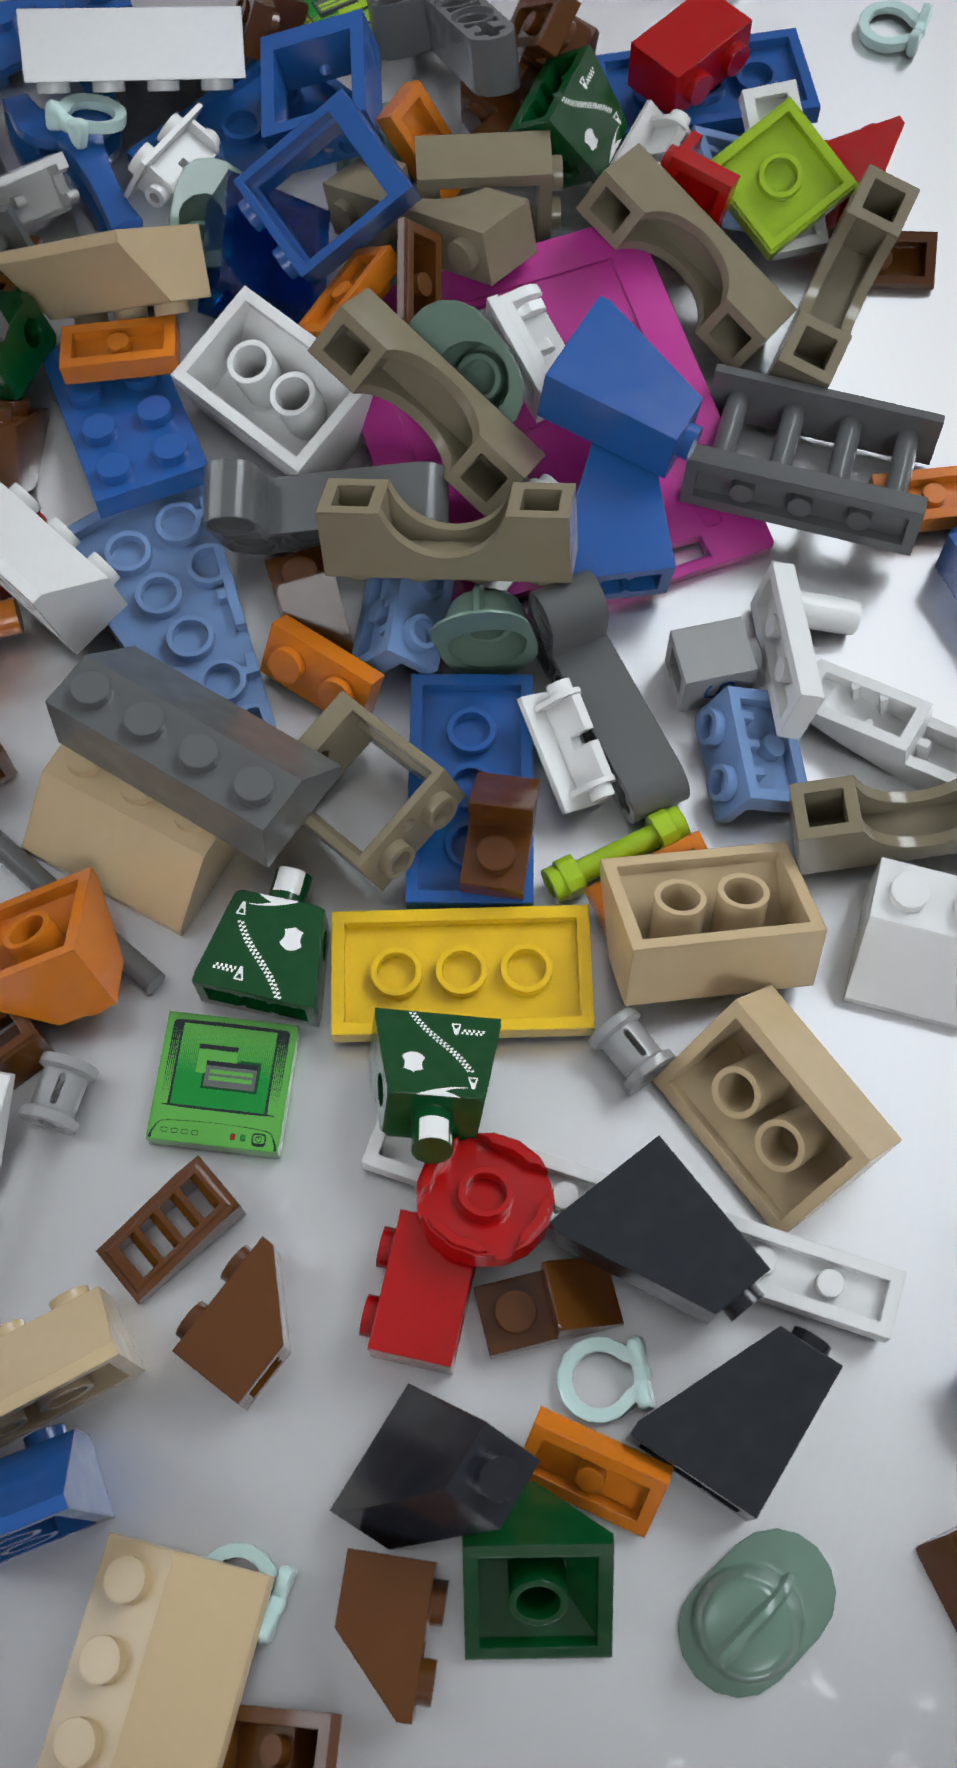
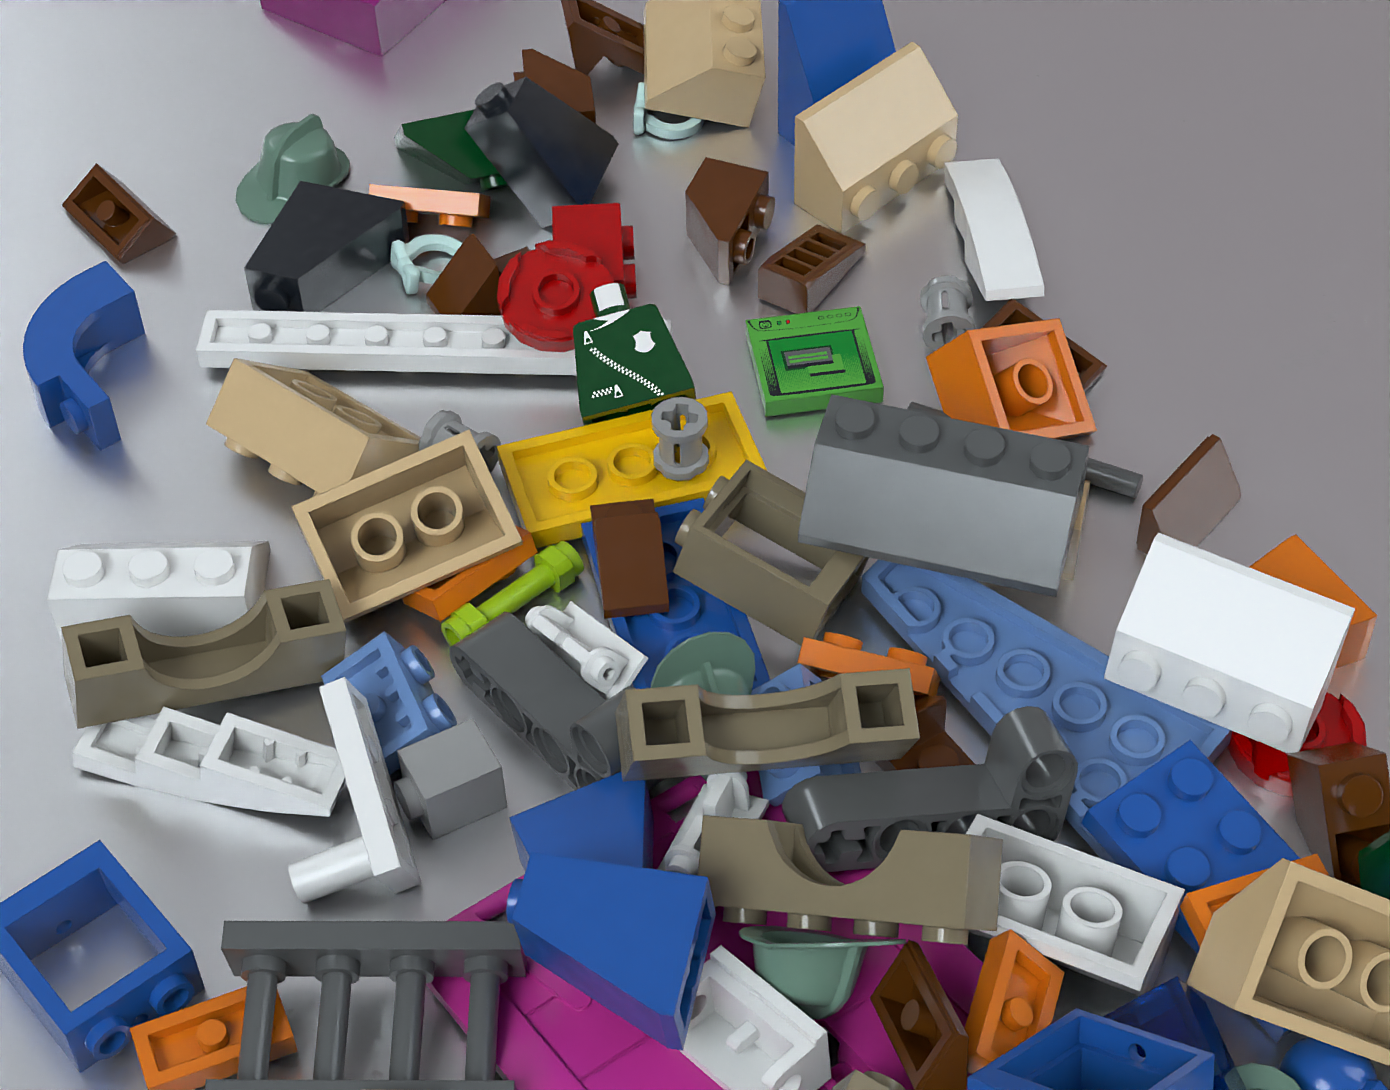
camera: 165 degrees right, 20 degrees down
(269, 952) = (789, 419): dark green torso -> none
(402, 926) = (667, 427): none -> light grey bush
(663, 1236) = (405, 301): black slope -> none

